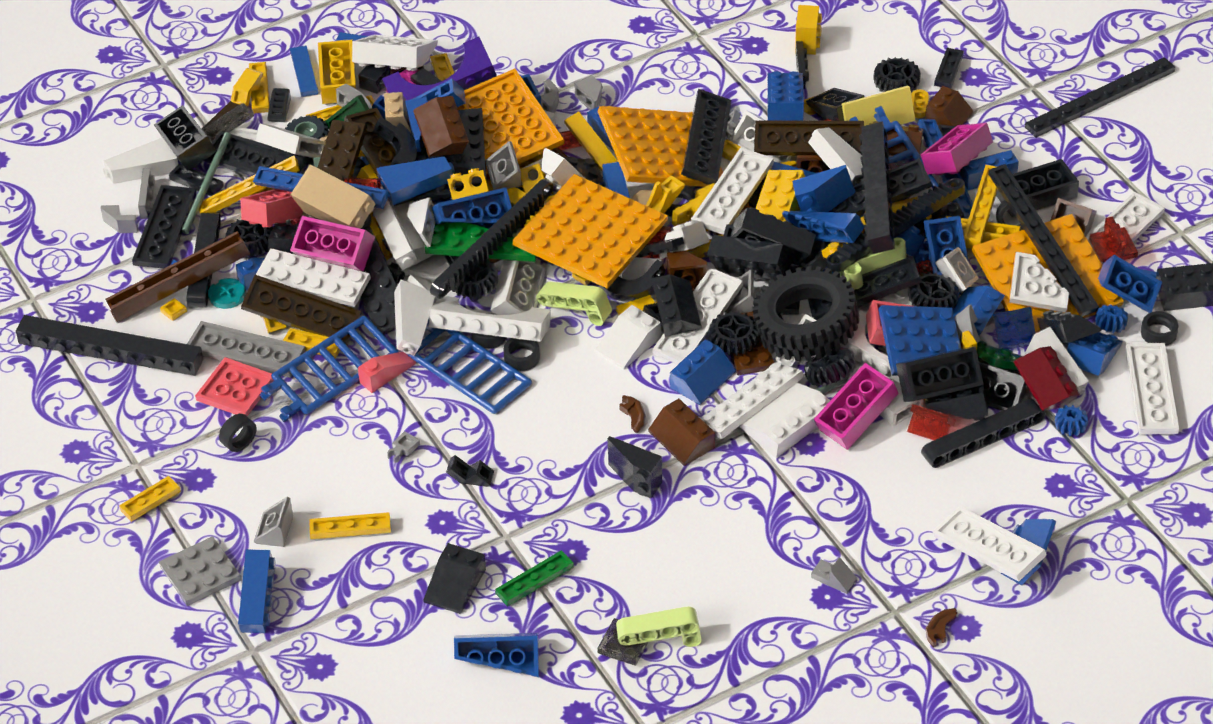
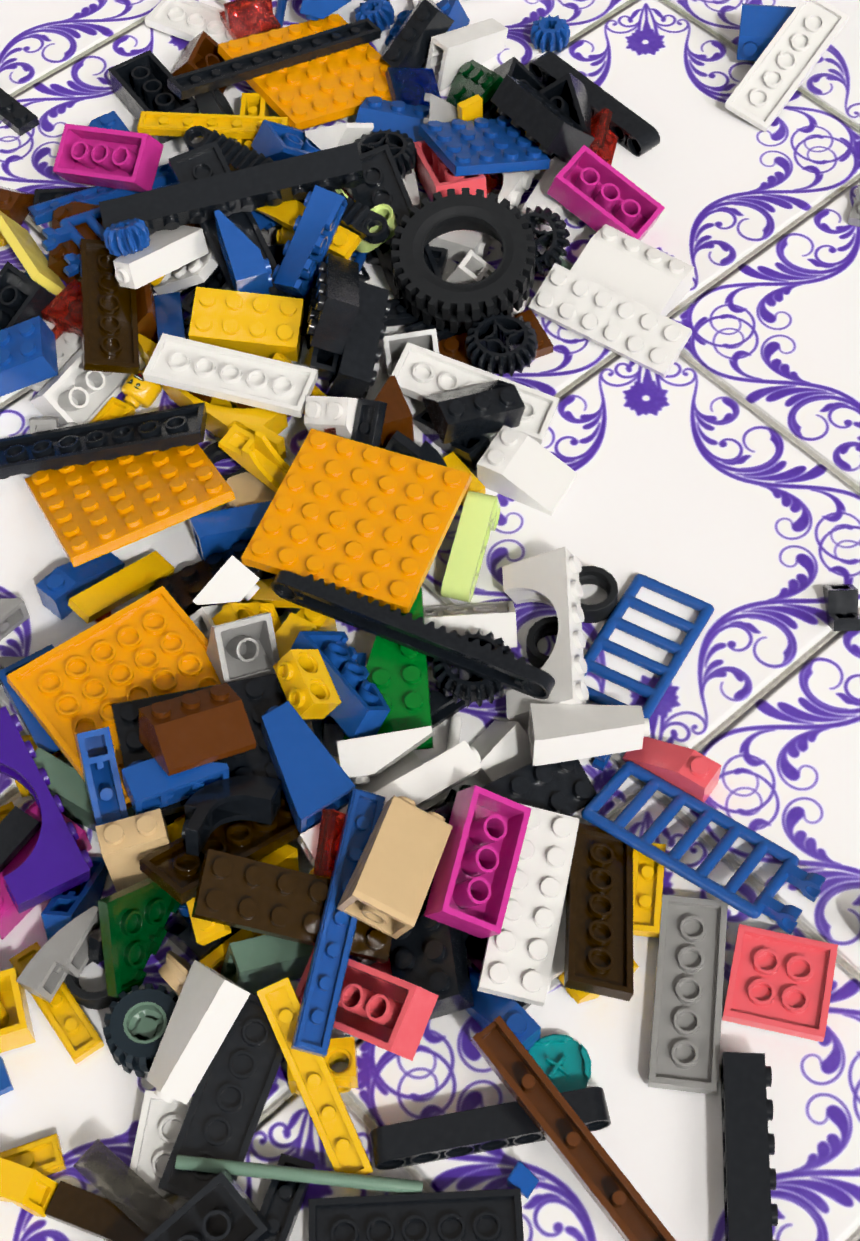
camera: 100 degrees left, 10 degrees up
(173, 309) = (622, 1148): yellow tile -> none
(253, 235) = (443, 1074): black gear -> none
(279, 103) = (37, 1105): black slope -> none
(404, 444) = (821, 702): light grey plate -> none
(635, 410) = (657, 444): reddish brown piece -> none
(635, 466) = (784, 405): black slope -> none
(682, 432) = (688, 380): reddish brown slope -> none
(701, 372) = (575, 384): blue slope -> none
(846, 133) = (126, 237): none -> blue gear
(1035, 285) = (349, 67): white plate -> none
(1047, 378) = (505, 40): dark red slope -> none

